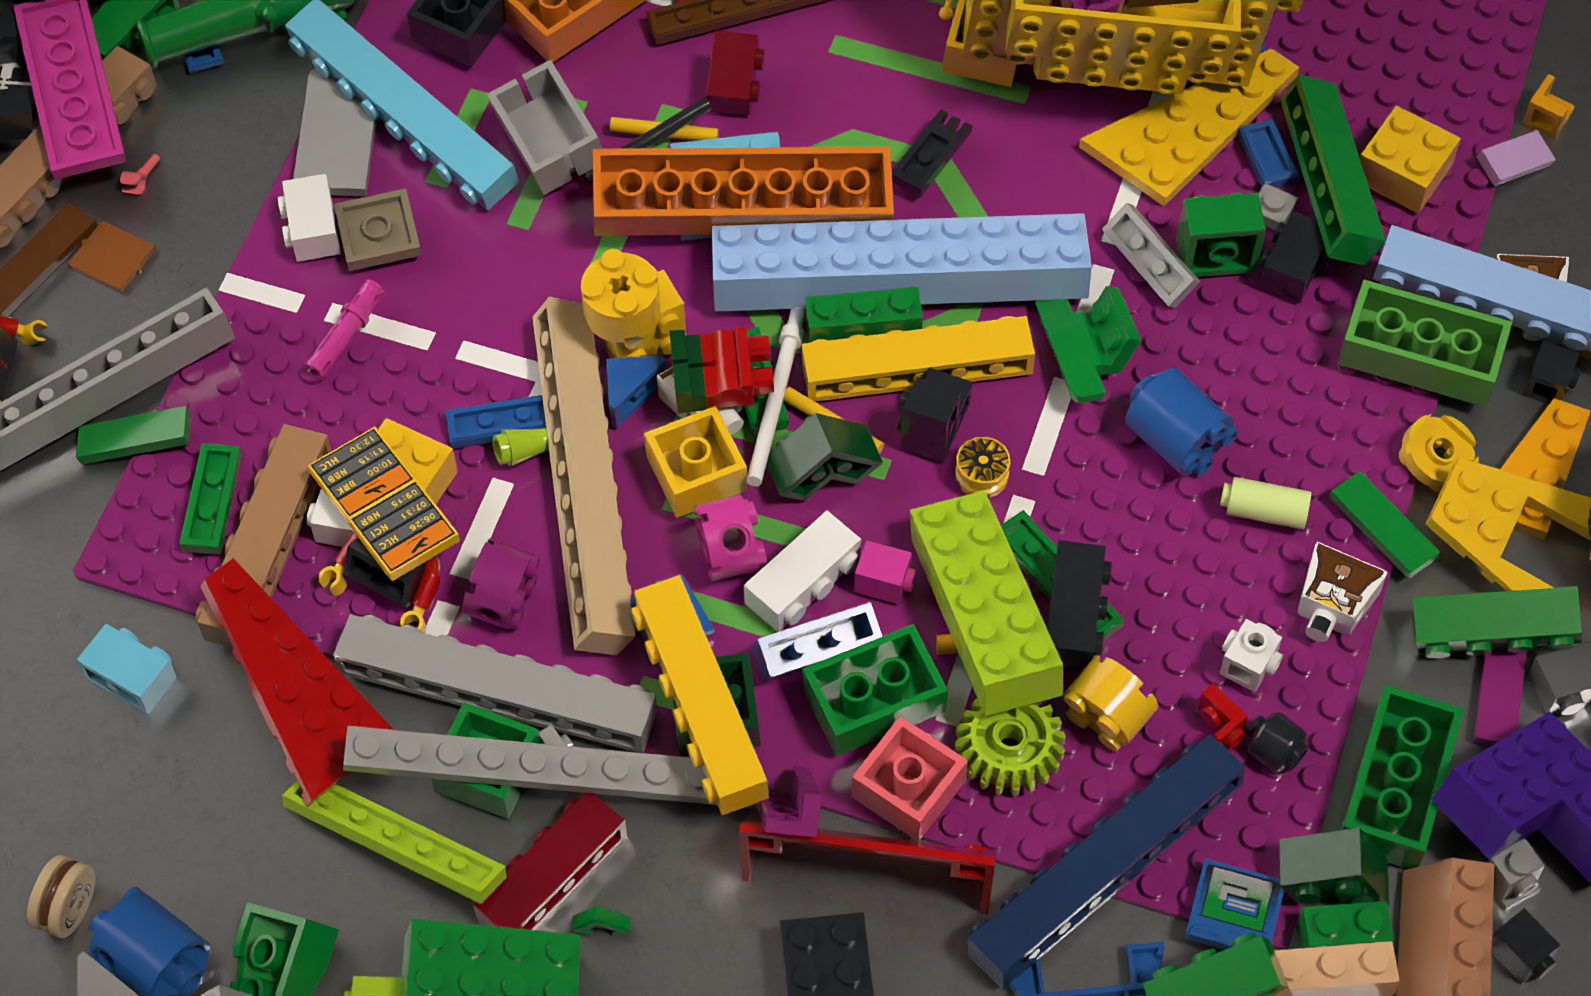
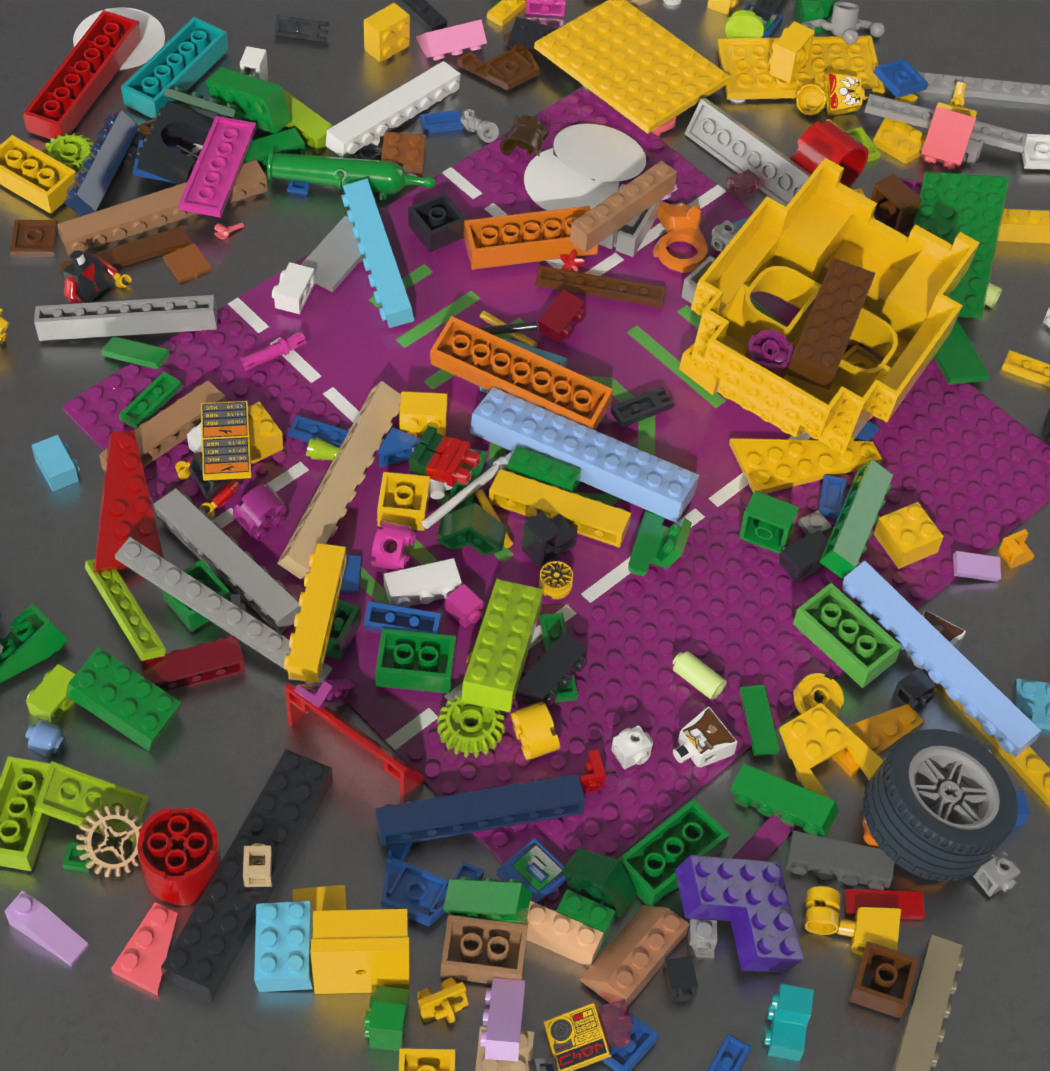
camera: 25 degrees right, 5 degrees down
(377, 229) = (324, 310): dark tan plate -> none
(548, 130) = (440, 299): light grey piece -> none
(600, 918) = (201, 703): green tile -> none
(620, 296) = (411, 394): yellow brick -> none
(909, 778) = (402, 714): coral brick -> none
(1150, 255) = (725, 516): light grey plate -> none
(1179, 421) = (676, 608): blue cylinder -> none
(1277, 742) = (616, 800): black head -> none

